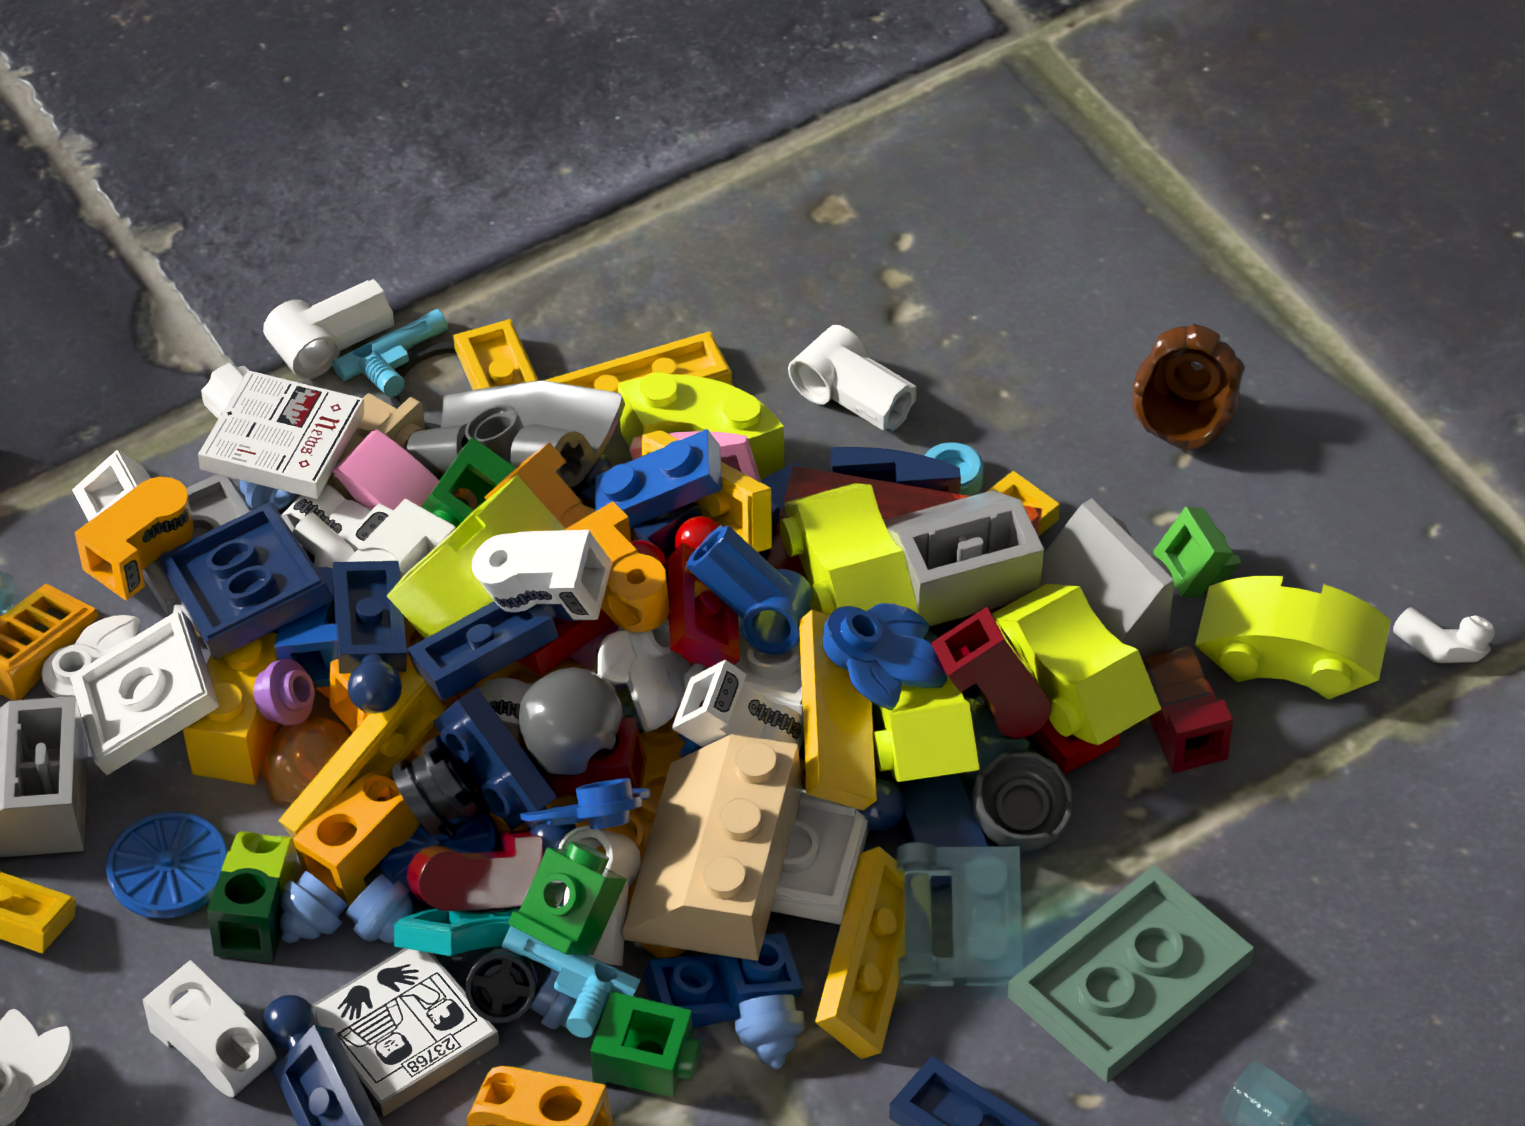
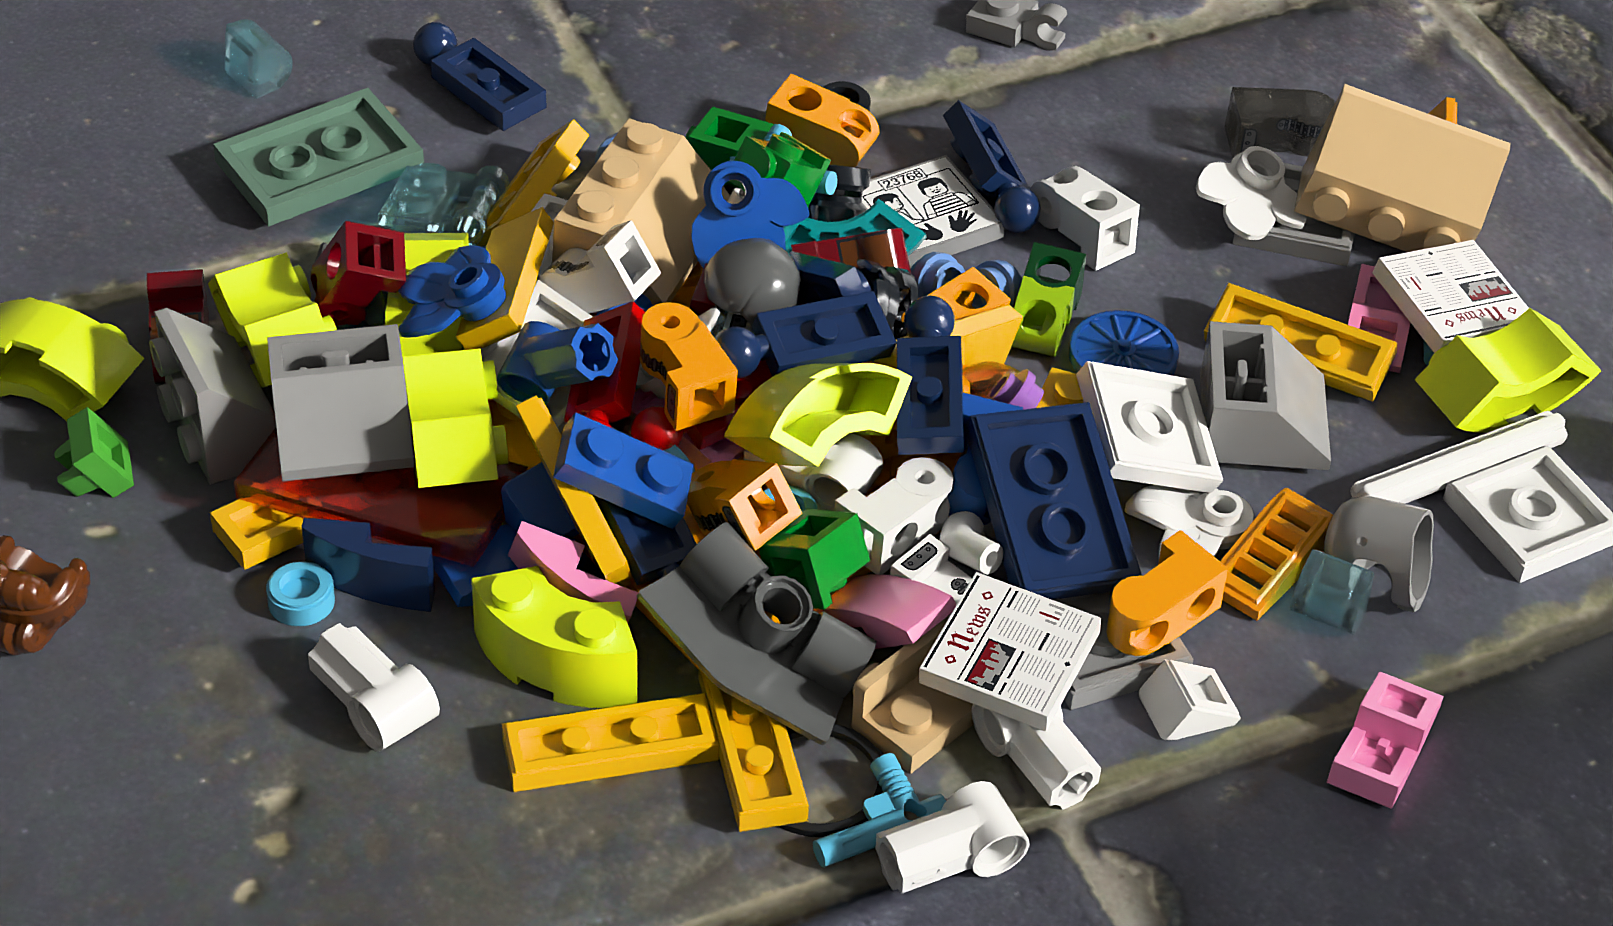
camera: 175 degrees left, 5 degrees down
(544, 569) = (761, 315): white leg -> none

